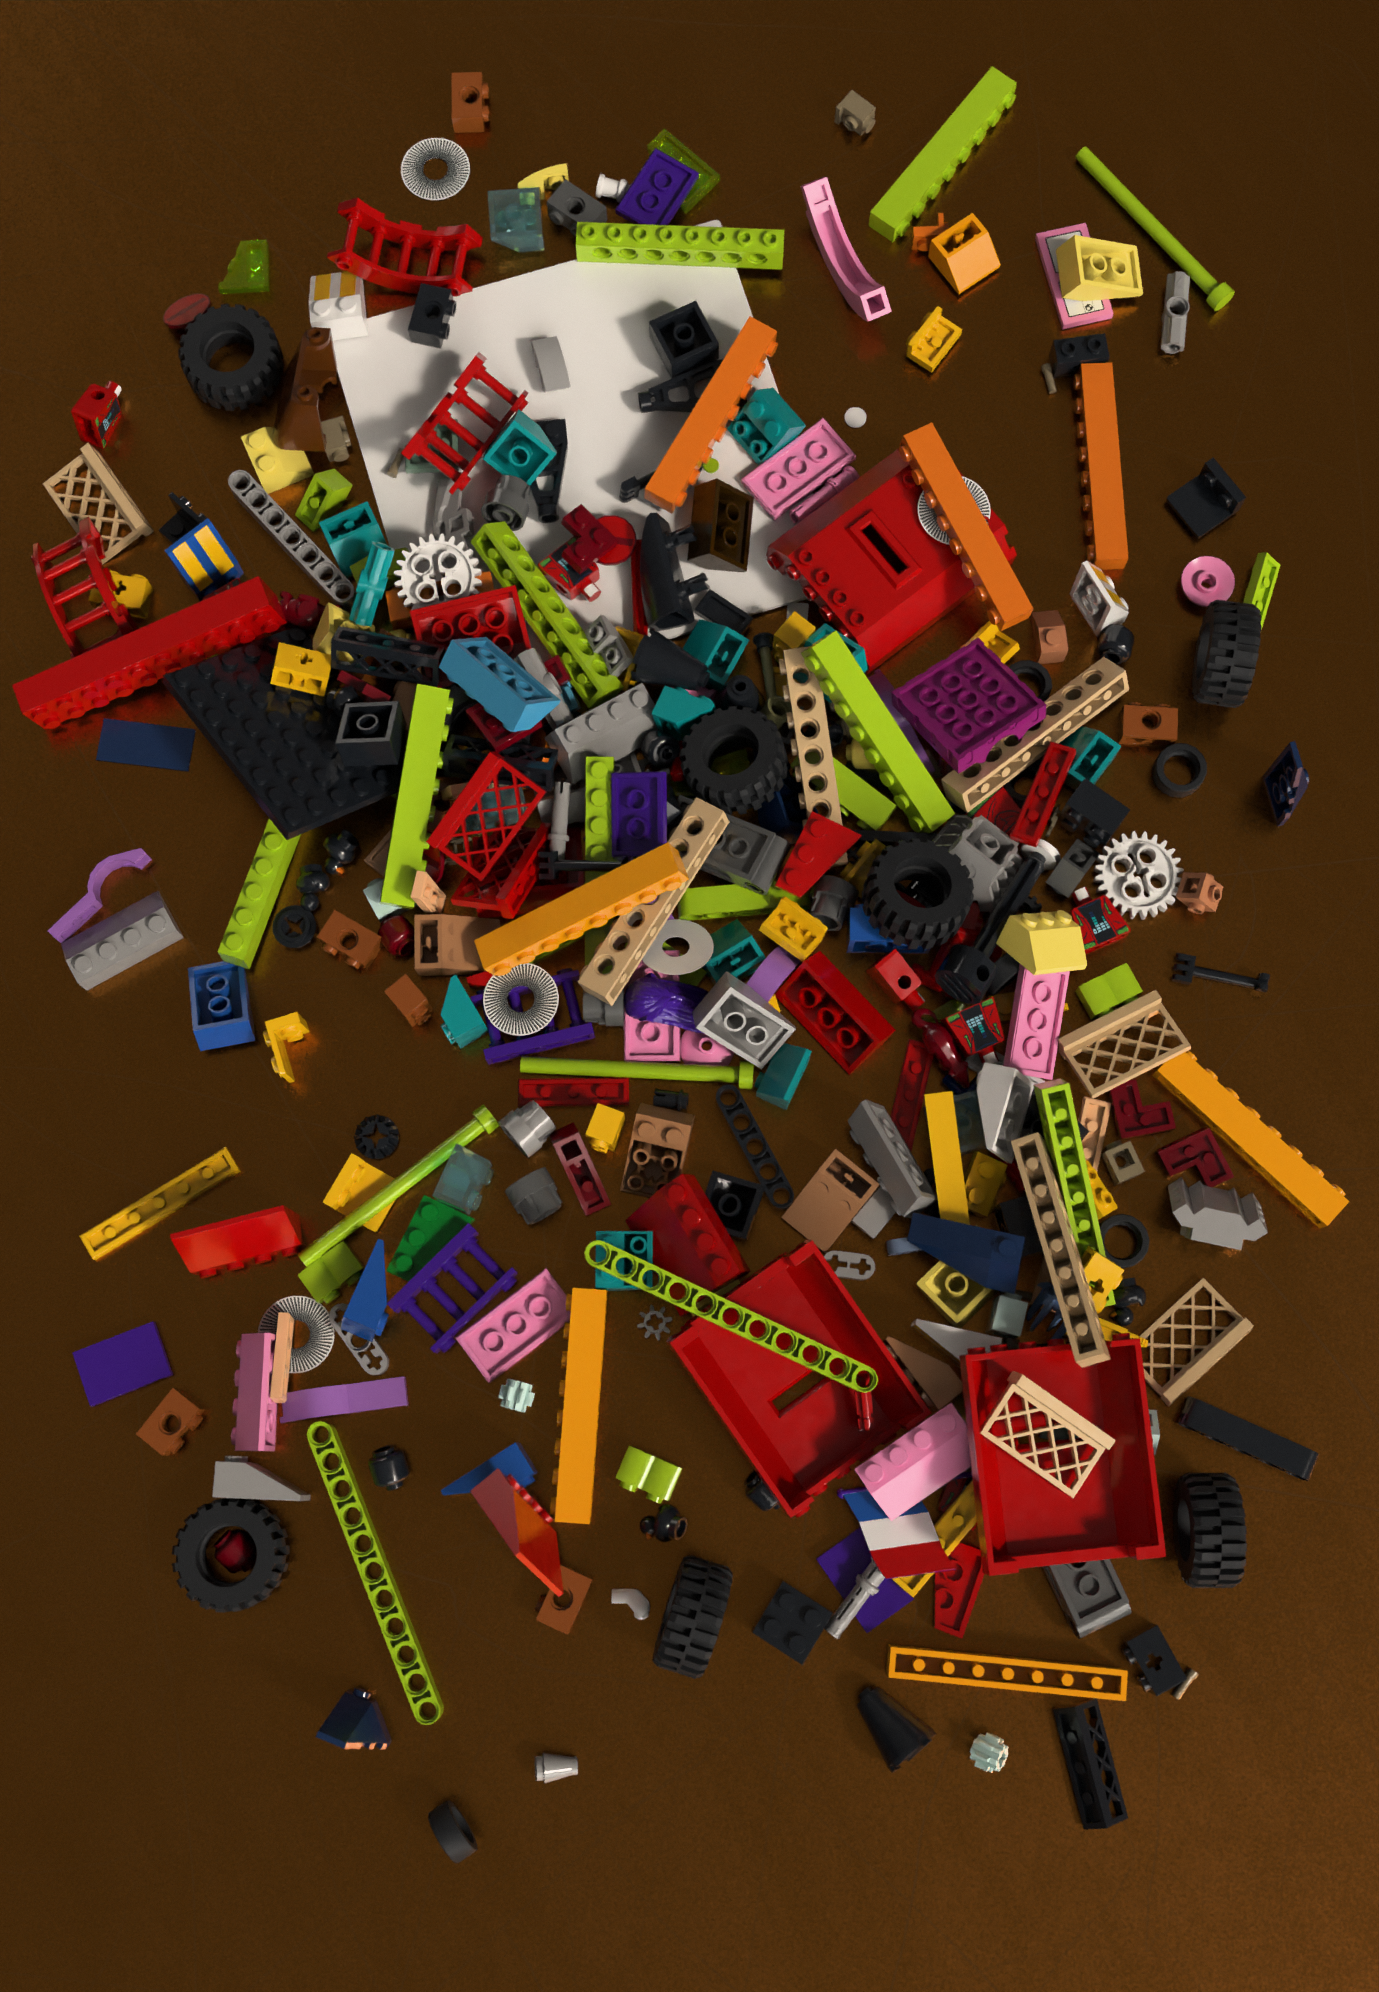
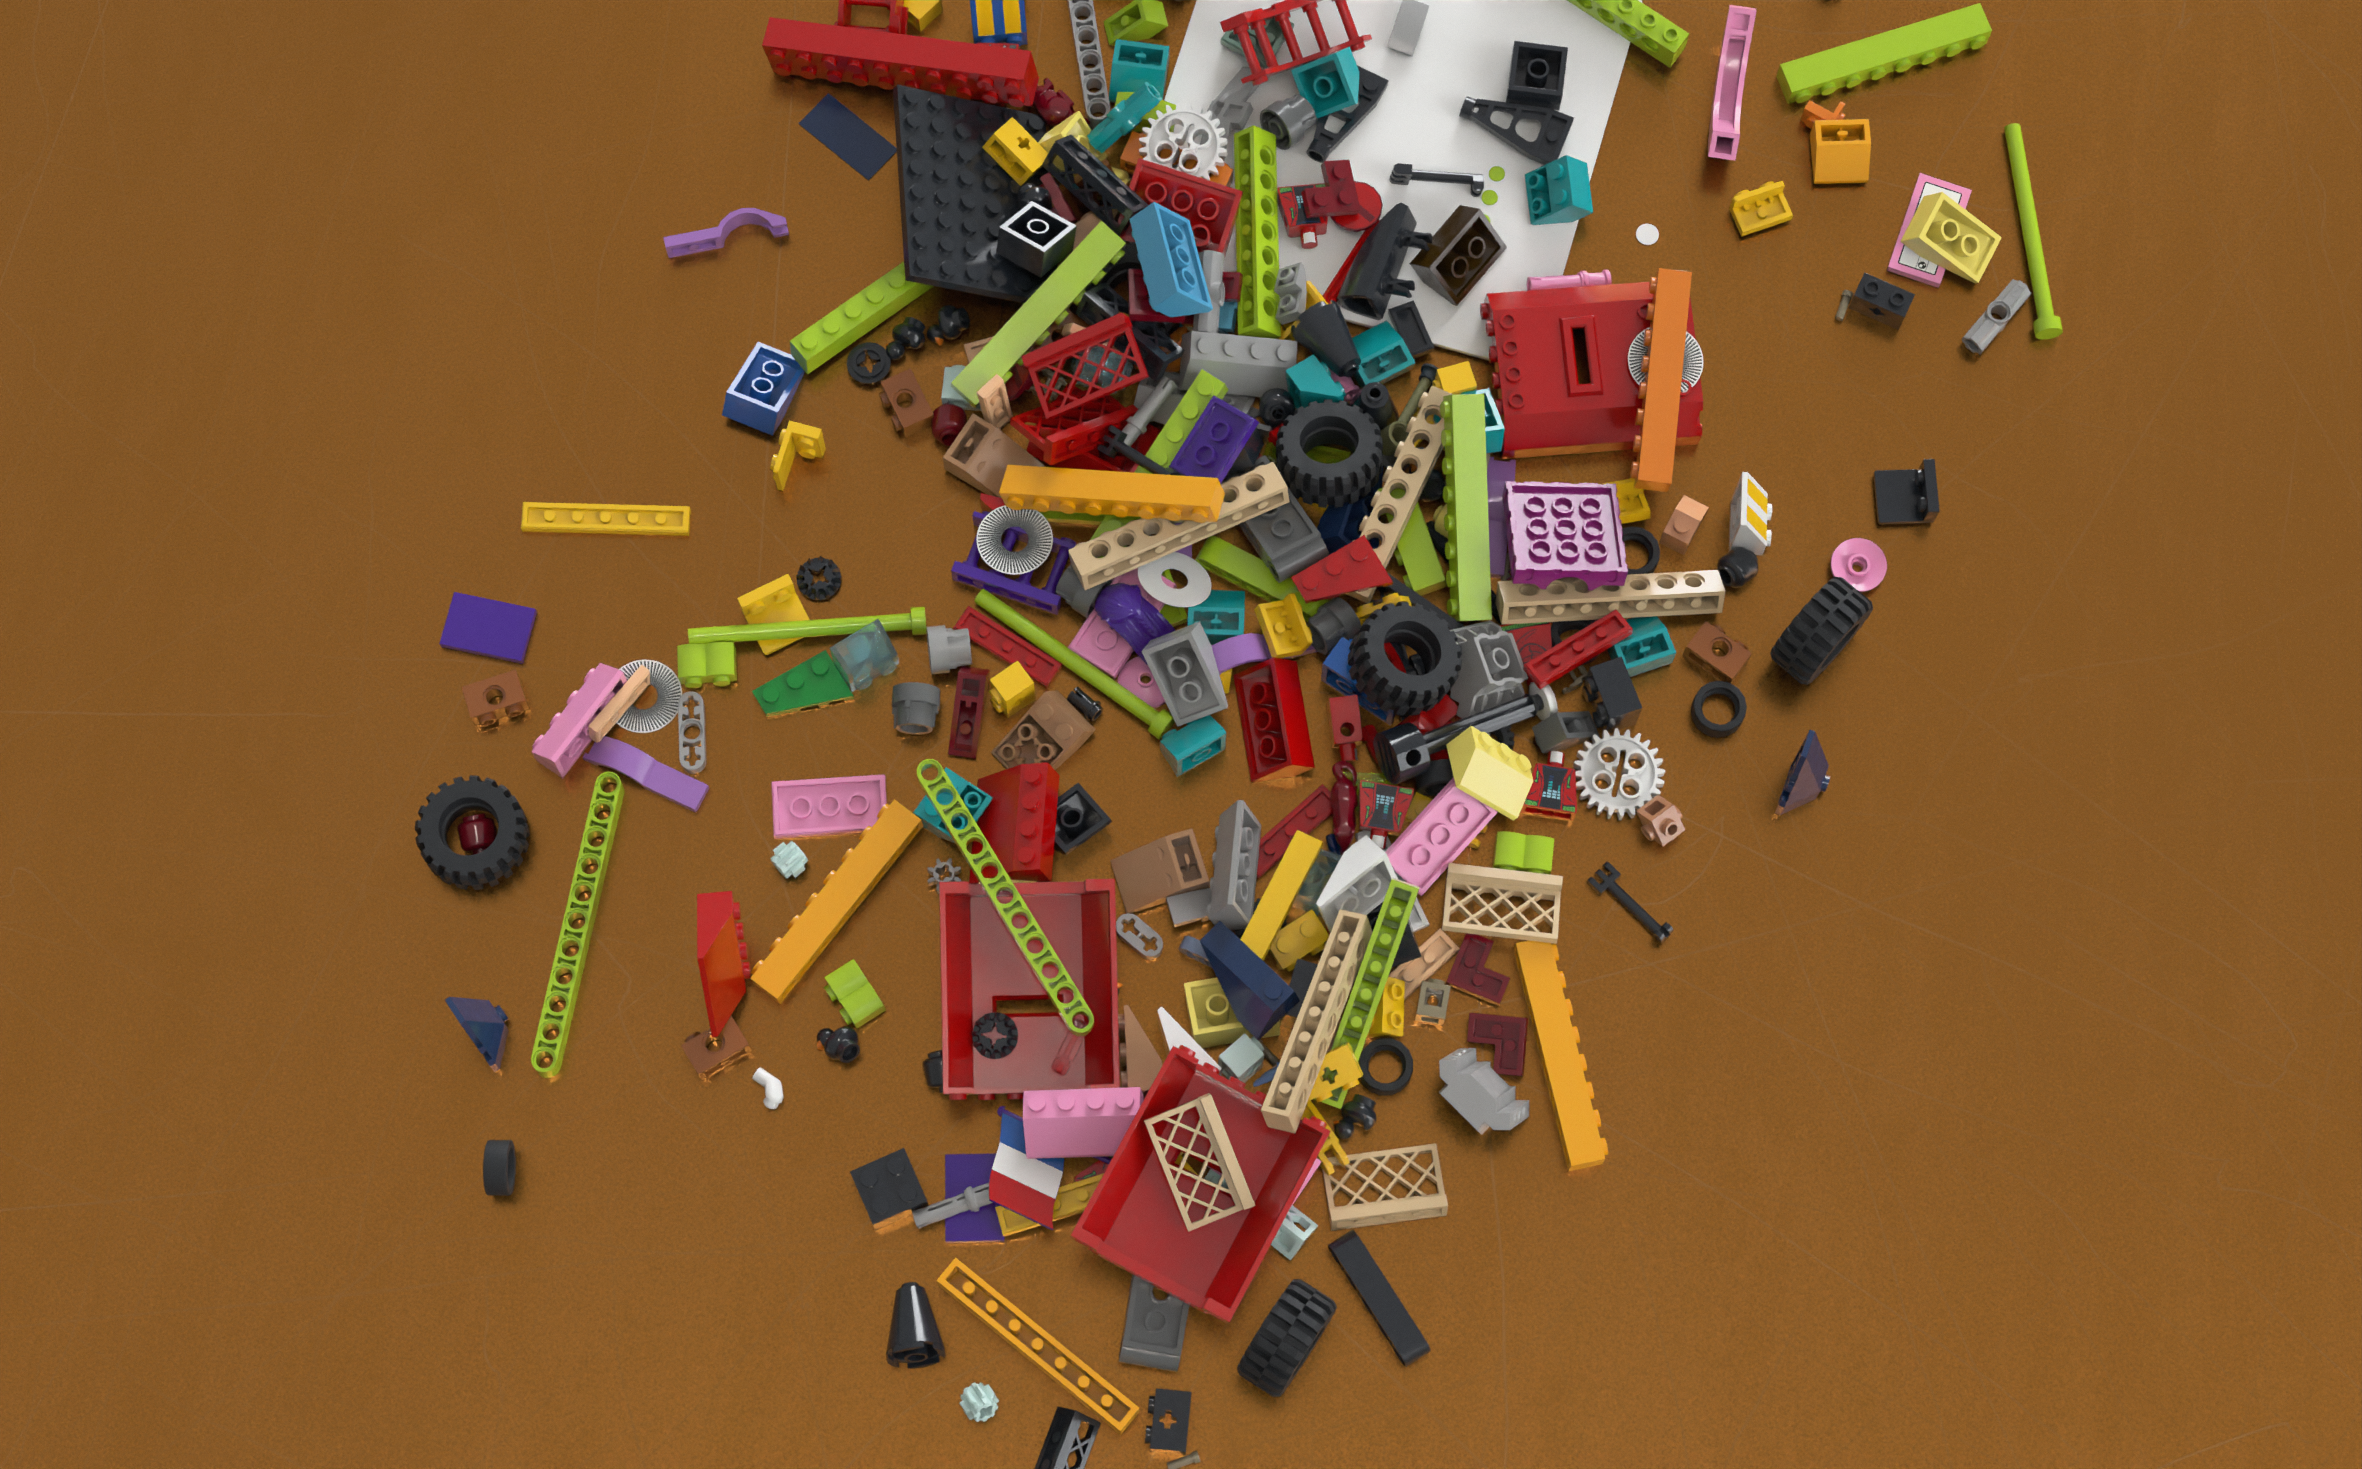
camera: 30 degrees right, 5 degrees down
(121, 941) = (718, 285): light grey slope -> none
(240, 1241) = (649, 585): red slope -> none
(249, 1480) = (520, 775): light grey slope -> none
(367, 1307) = (714, 704): blue slope -> none
(388, 1467) = (645, 849): black head -> none
(393, 470) = (1210, 35): dark tan piece -> none
(409, 1001) = (920, 482): dark orange brick -> none
(426, 1281) = (806, 714): dark purple fence -> none
(460, 1016) = (954, 521): teal slope -> none
(510, 1460) = (751, 904): blue slope -> none
(554, 1767) = (615, 1175): light grey cone -> none
(692, 1617) = (809, 1121): black tyre -> none
(711, 414) = (1514, 153): orange brick -> none
(750, 1134) = (1124, 775): black beam -> none
(796, 1420) = (1003, 1046): none -> black gear
(798, 469) = (1563, 246): bright pink tile -> none
(800, 608) = (1480, 369): white sticker -> none
(957, 1590) = (1044, 1256): red wing -> none
(1101, 466) = (1834, 409): orange brick -> none
(1262, 583) = (1898, 603): lime plate -> none

